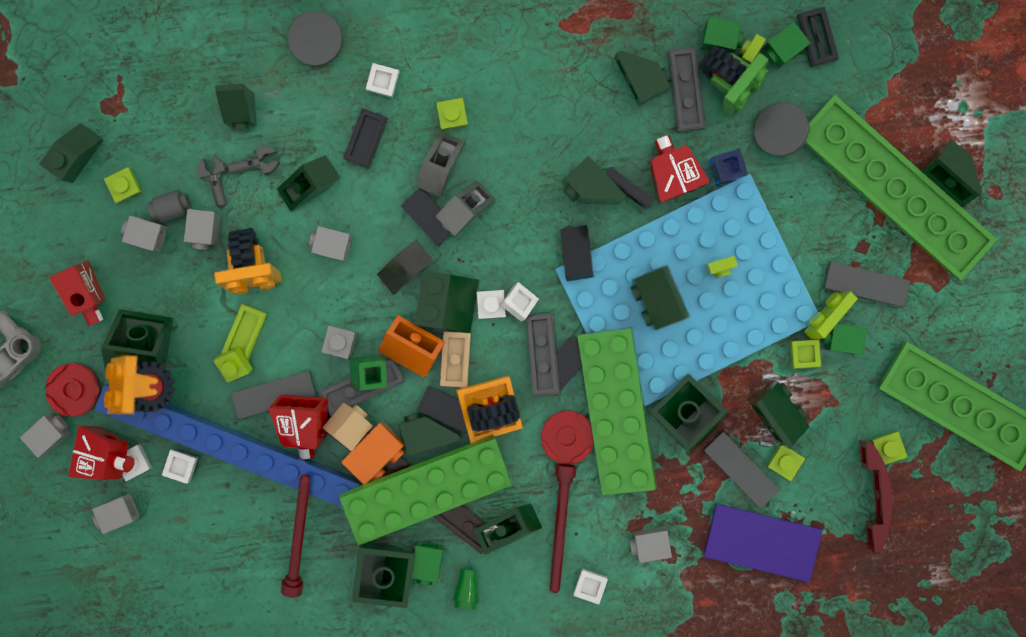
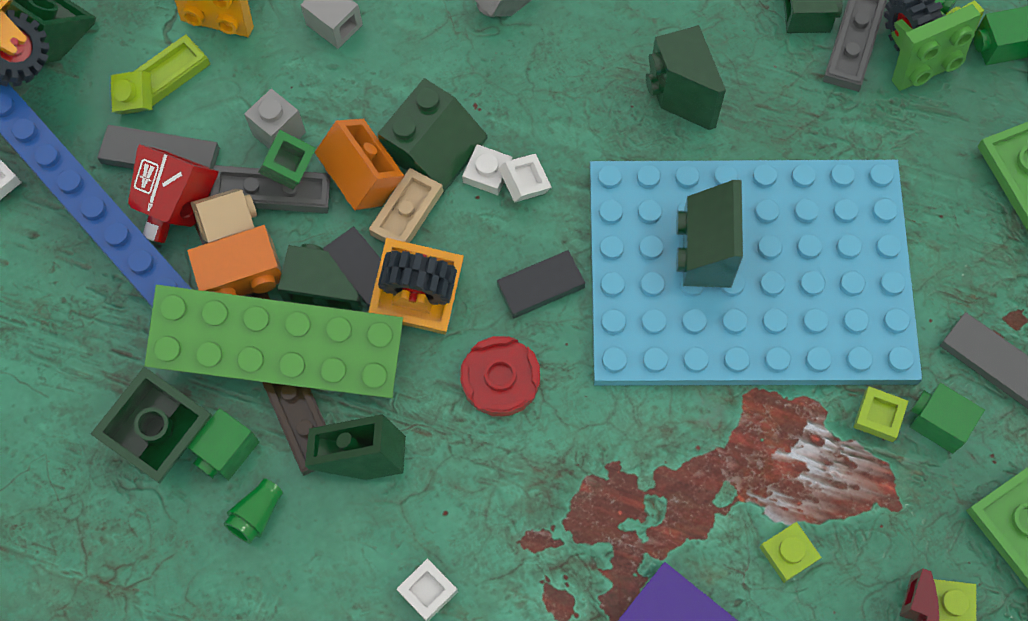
camera: 25 degrees right, 20 degrees down
(292, 584) = (32, 388): dark red piece -> none
(405, 267) = (401, 73): clear smoke slope -> none
(423, 212) = (465, 39): black tile -> none
(465, 208) = (513, 39): flat silver slope -> none
(543, 355) = (521, 254): dark grey tile -> none
(565, 475) = (470, 421): dark red piece -> none
(577, 253) = (627, 151): black tile -> none
(617, 411) = (583, 368): bright green plate -> none
(630, 189) = (737, 115): black tile -> none
(650, 544) = (542, 571): light grey brick -> none
(675, 171) = (801, 116): red torso -> none
(689, 414) = (683, 415): dark green slope -> none
(721, 267) = (811, 239): lime plate -> none
(728, 167) = (872, 132): clear blue brick -> none
(741, 469) = (721, 532): dark grey tile -> none
(779, 413) = (809, 470): dark green slope -> none
(782, 129) = (962, 124): dark grey tile -> none
(825, 321) = (950, 367): lime plate -> none

